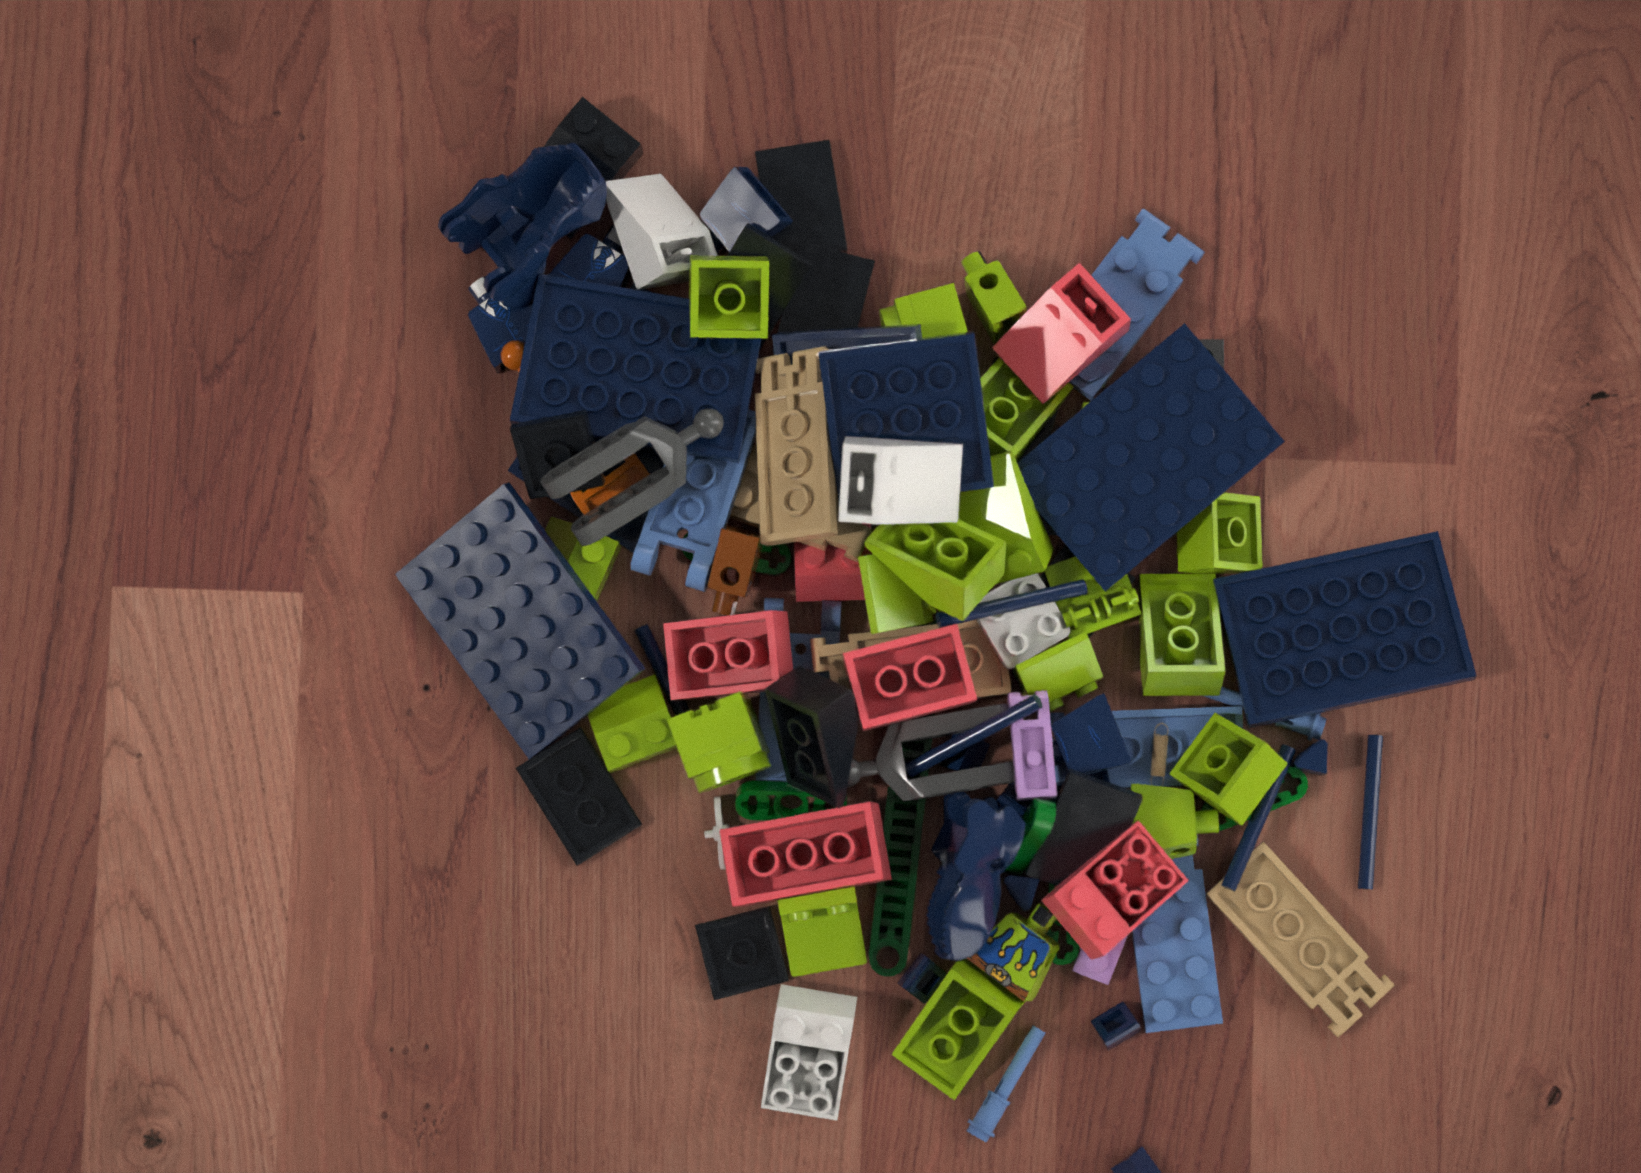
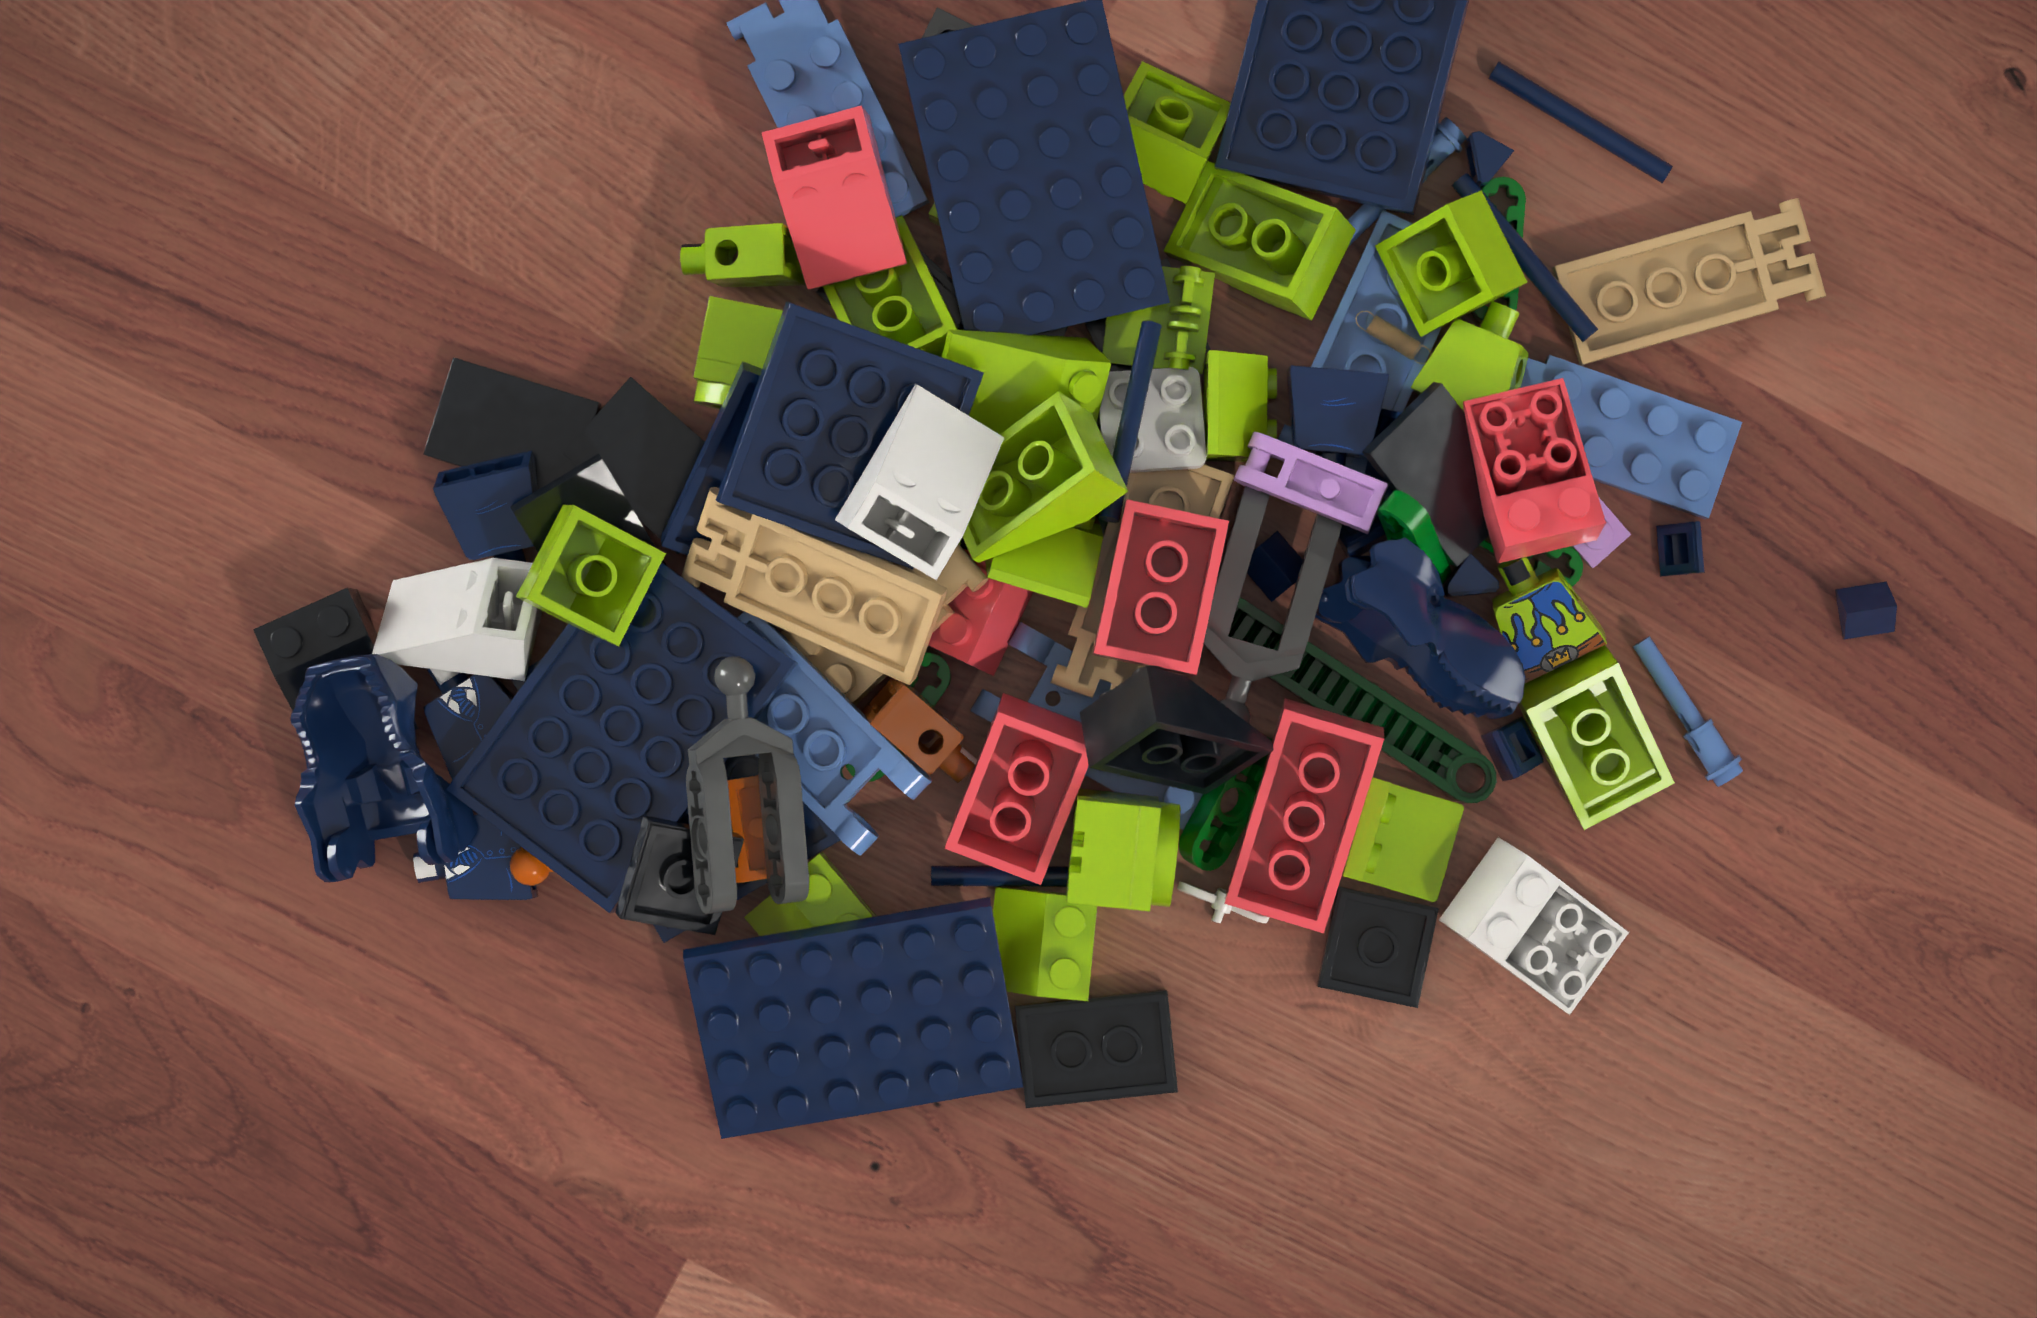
camera: 65 degrees left, 5 degrees up
(973, 735) = (1265, 545): dark blue bar -> none

